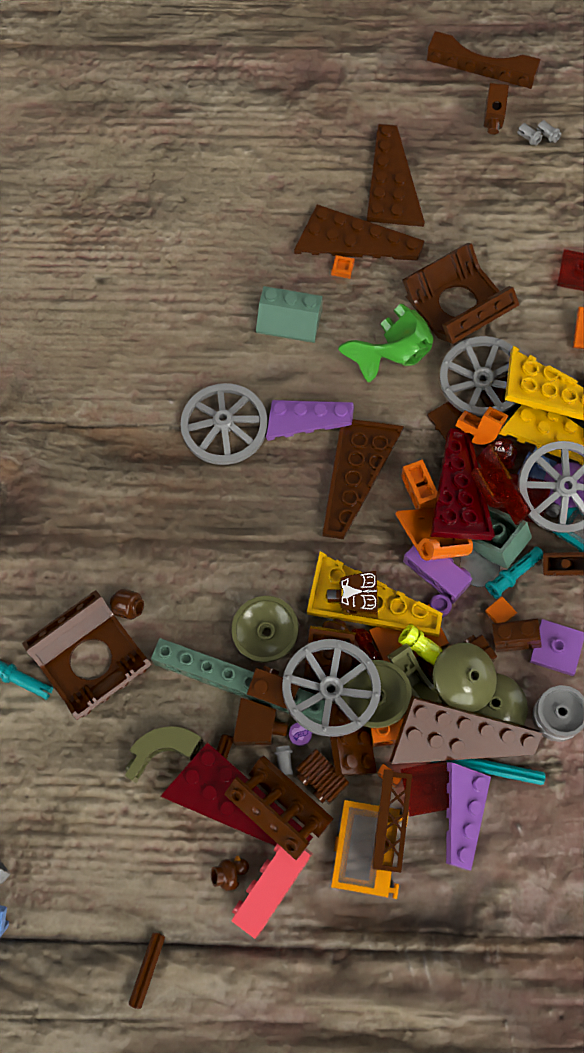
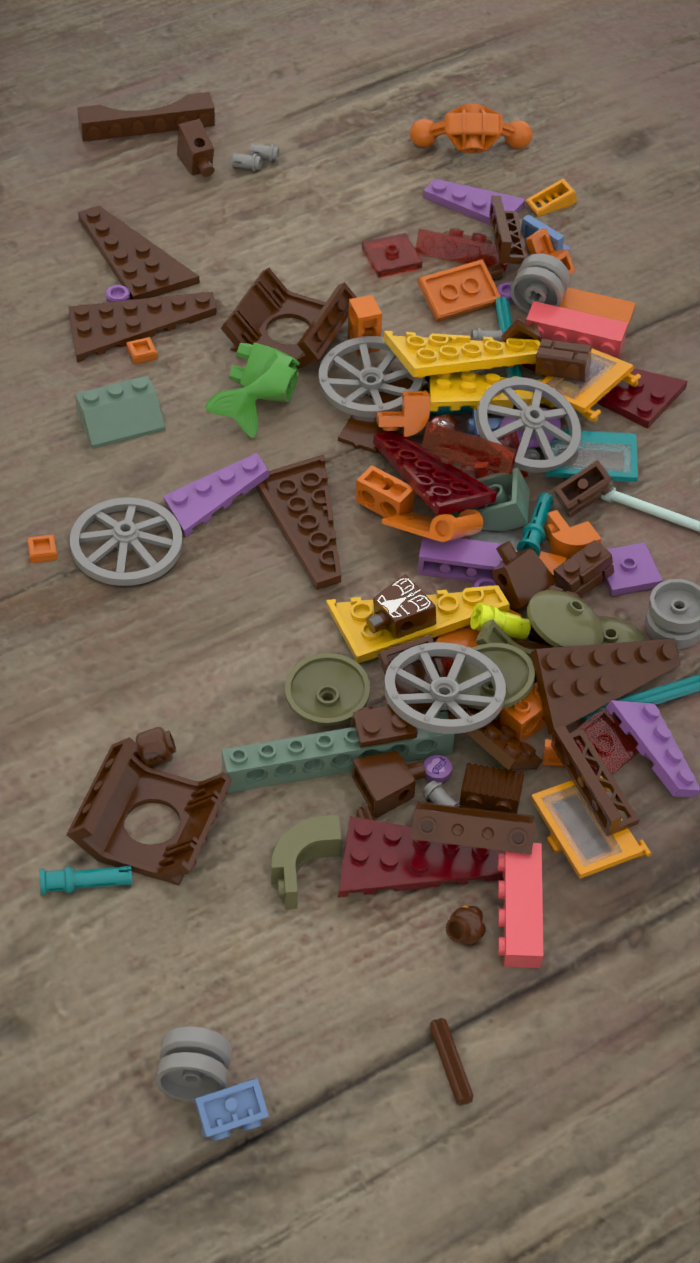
camera: 40 degrees left, 20 degrees down
(168, 399) = (42, 548): none -> orange tile
(358, 209) = (117, 293): none -> medium lavender tile
(465, 614) = (520, 575): none -> reddish brown torso
(510, 324) = (364, 319): none -> orange brick
(530, 604) = (568, 540): none -> orange brick

